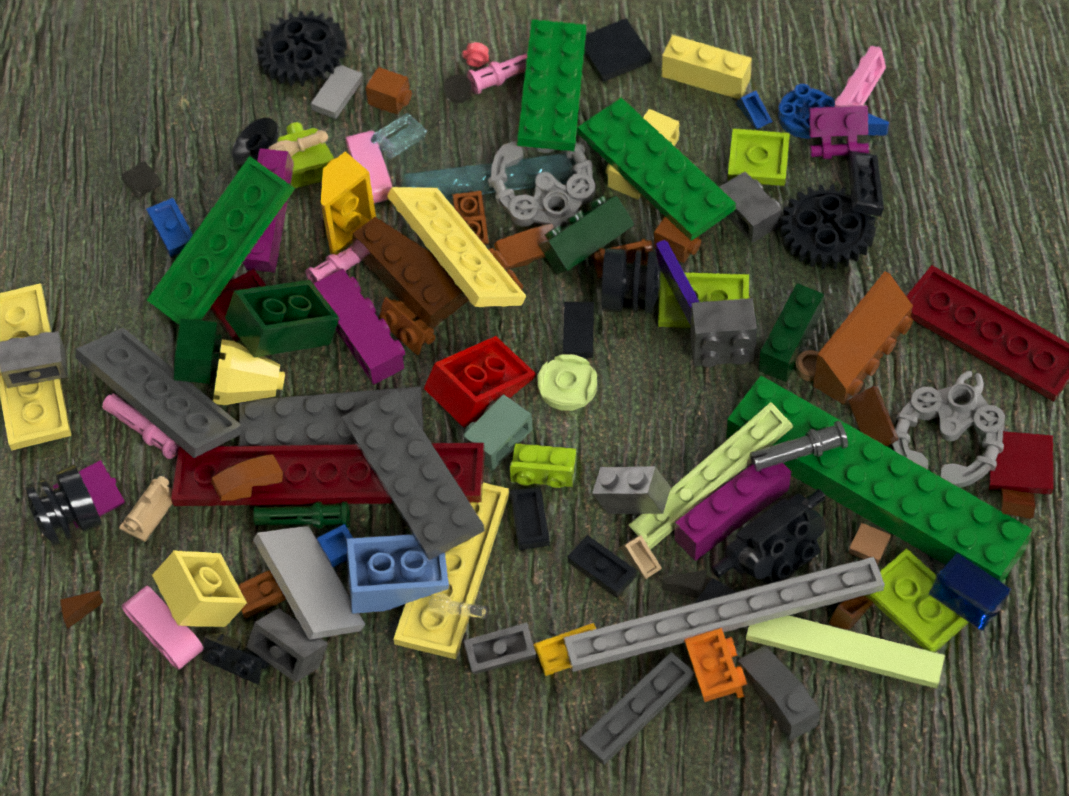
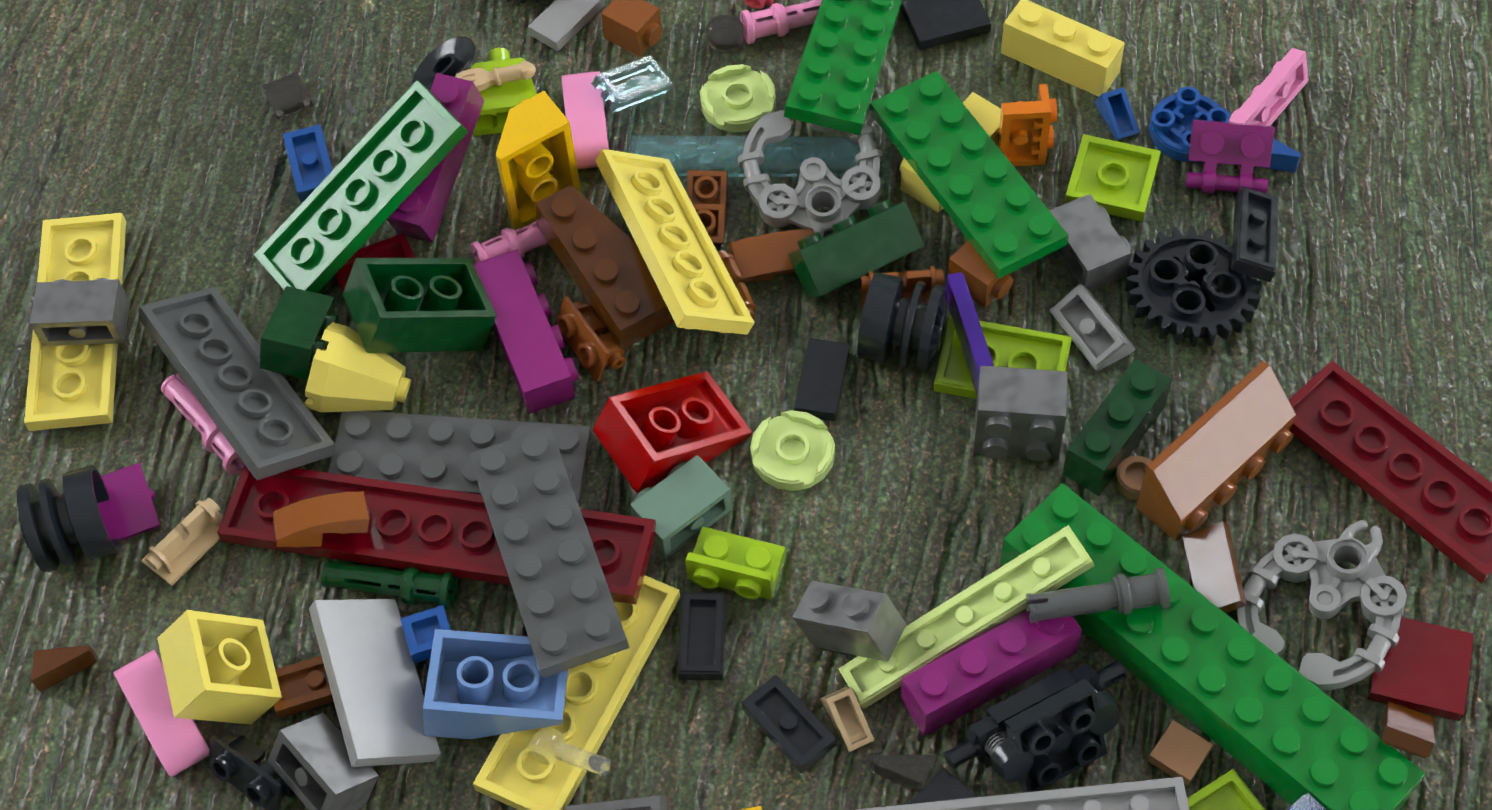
camera: 10 degrees right, 0 degrees up
(477, 136) = (737, 98): none -> yellowish green tile
(693, 130) = (1027, 130): none -> orange bracket
(761, 266) = (1091, 328): none -> light grey slope

